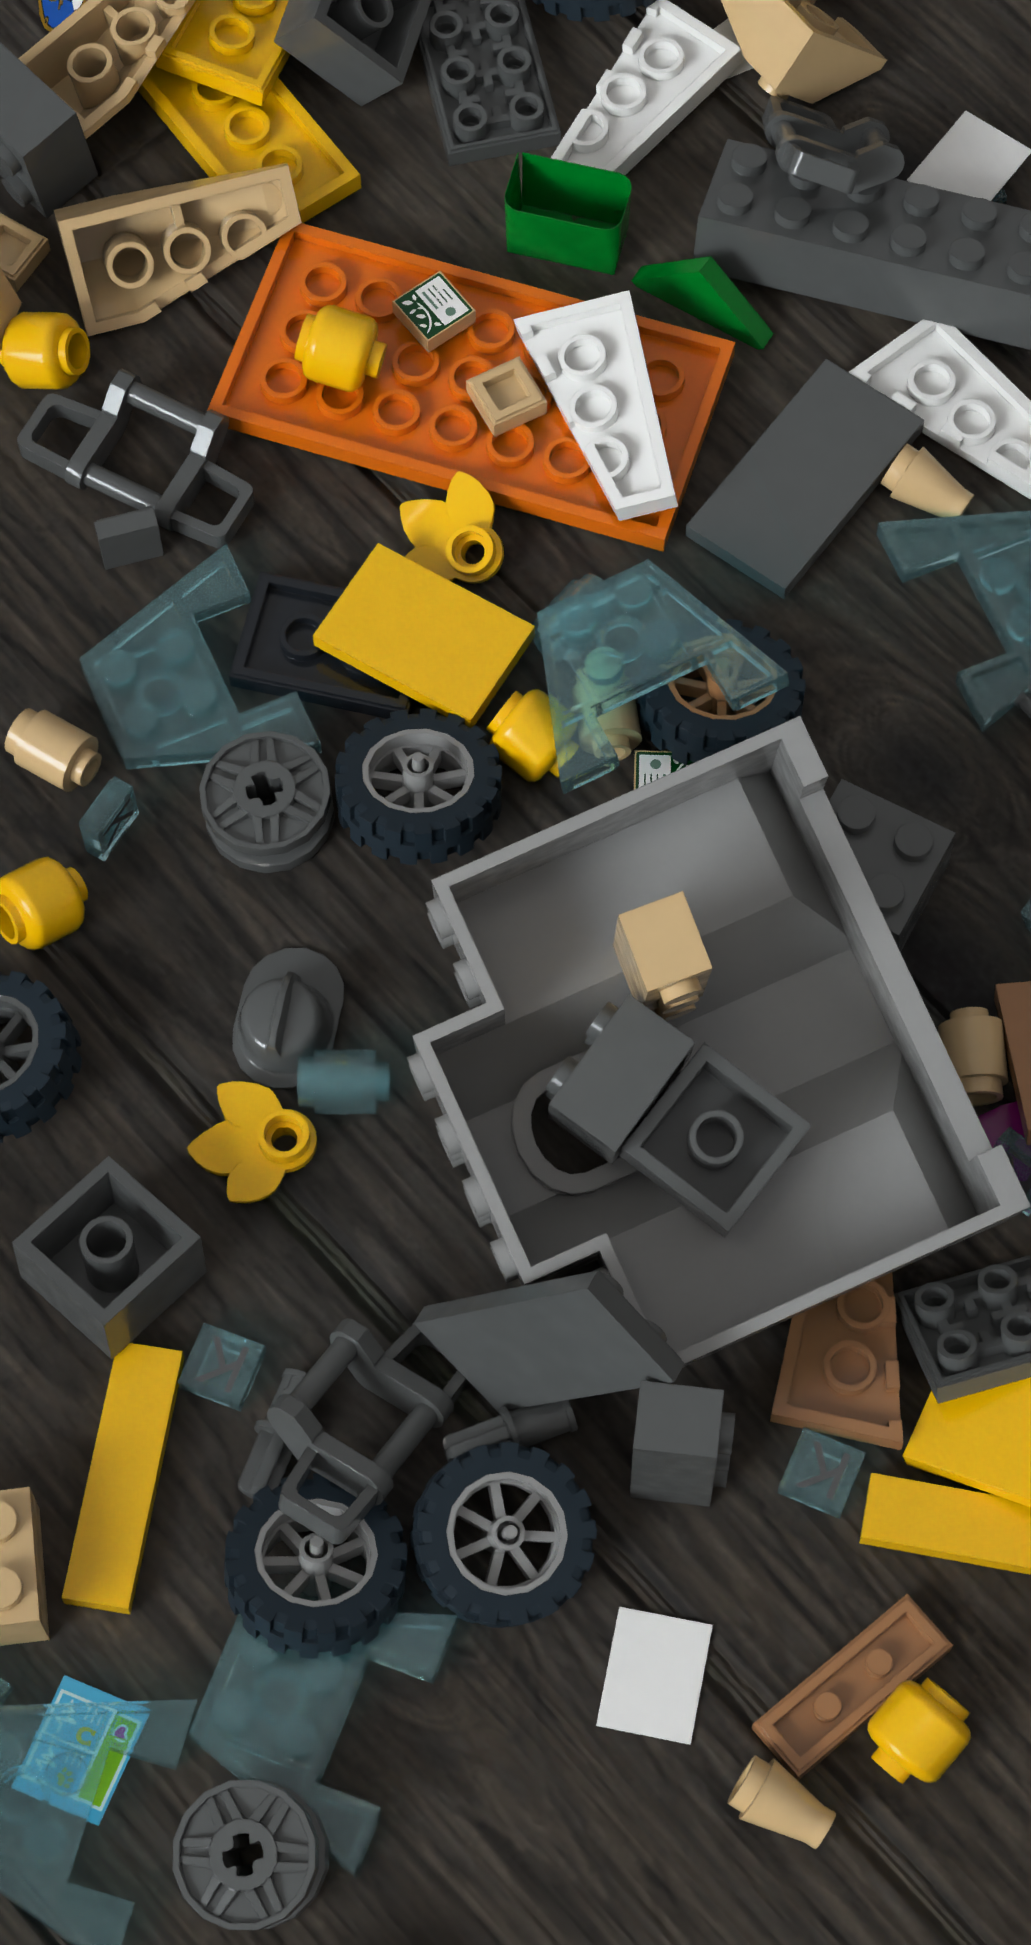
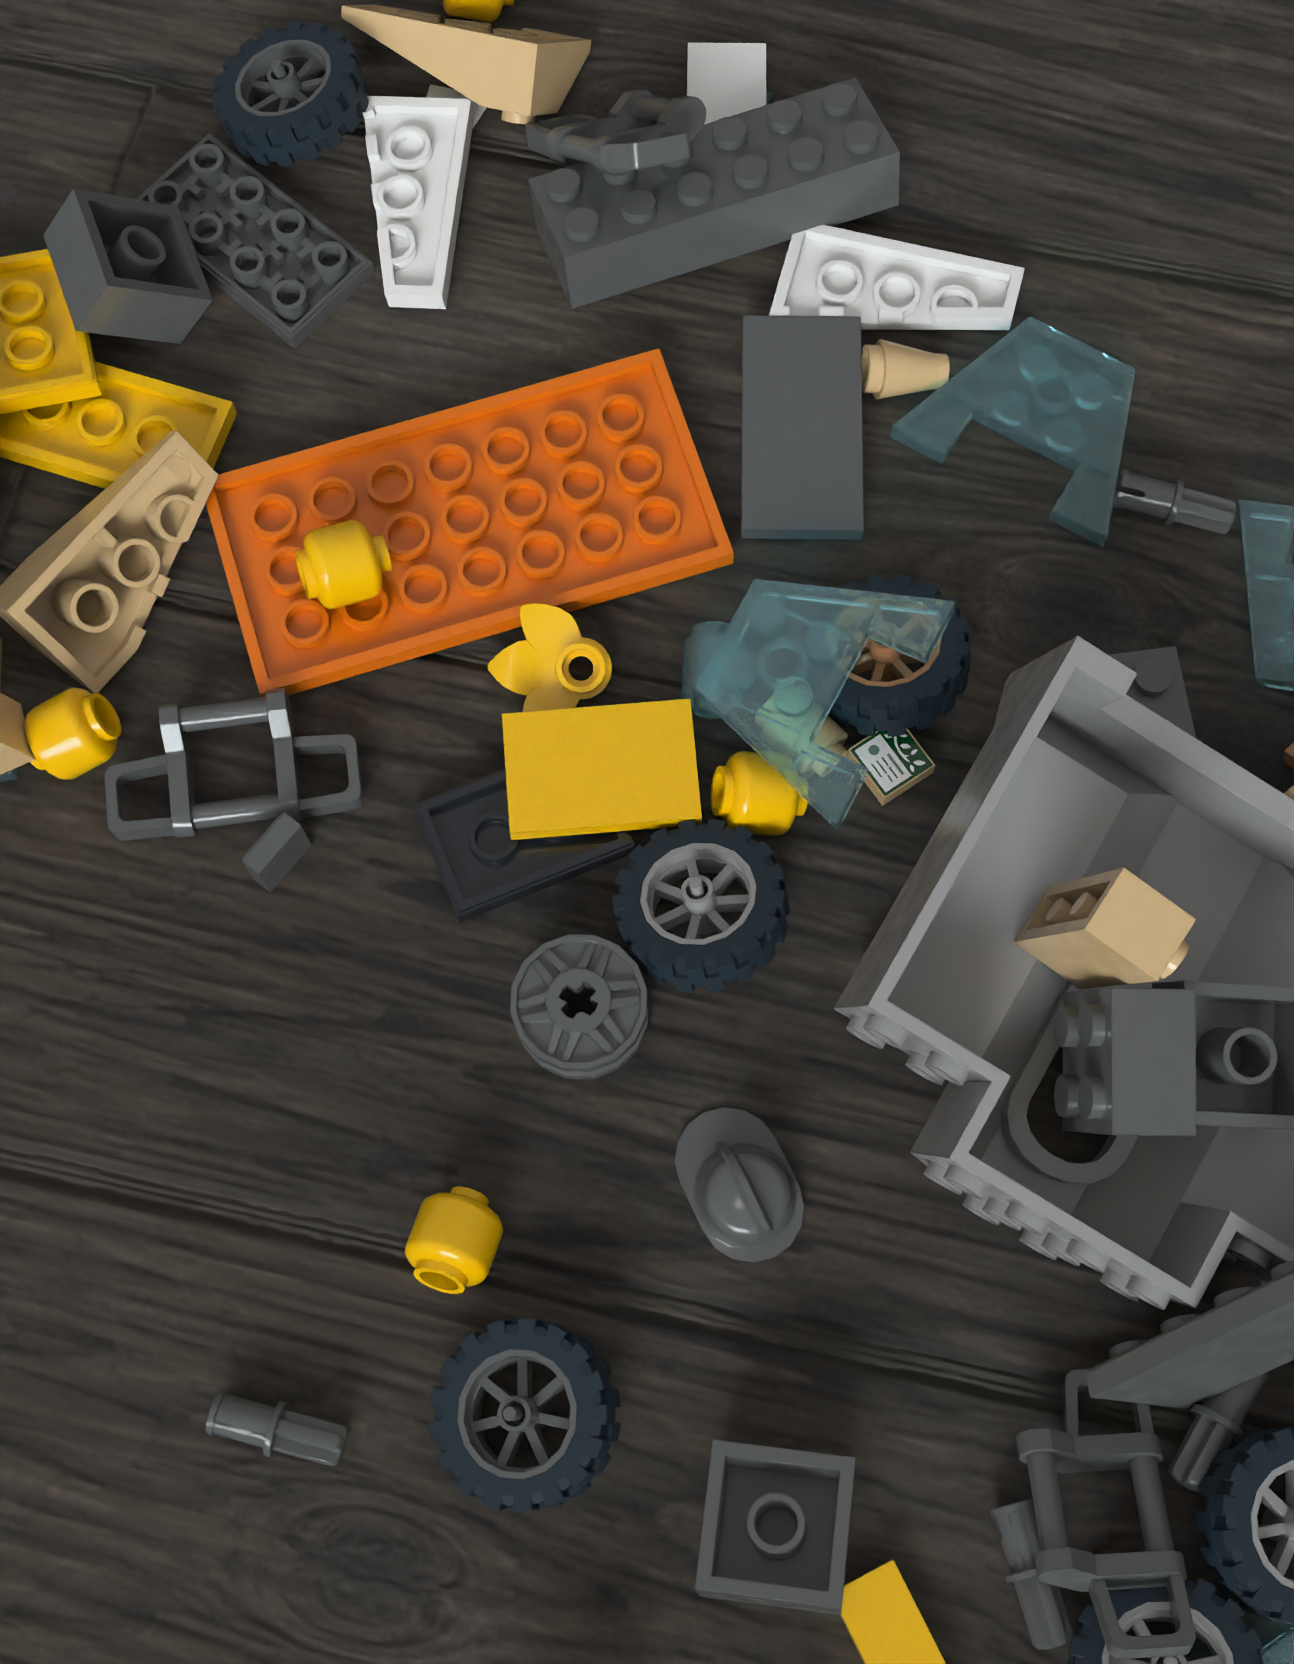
camera: 35 degrees left, 5 degrees up
(53, 749) = (357, 1089): tan brick -> none
(108, 818) = (454, 1118): clear light blue tile -> none
(164, 685) = (408, 964): clear light blue wing -> none
(222, 1367) = (933, 1546): clear light blue tile -> none
(245, 1142) = (791, 1325): yellow plate -> none
(342, 1081) = (839, 1213): clear light blue brick -> none
(434, 311) = (392, 480): tile -> none
(506, 396) = (510, 515): tan tile -> none
(554, 190) = (411, 308): green piece -> none
(603, 389) = (591, 457): white wing -> none
(707, 294) = (596, 323): green tile -> none

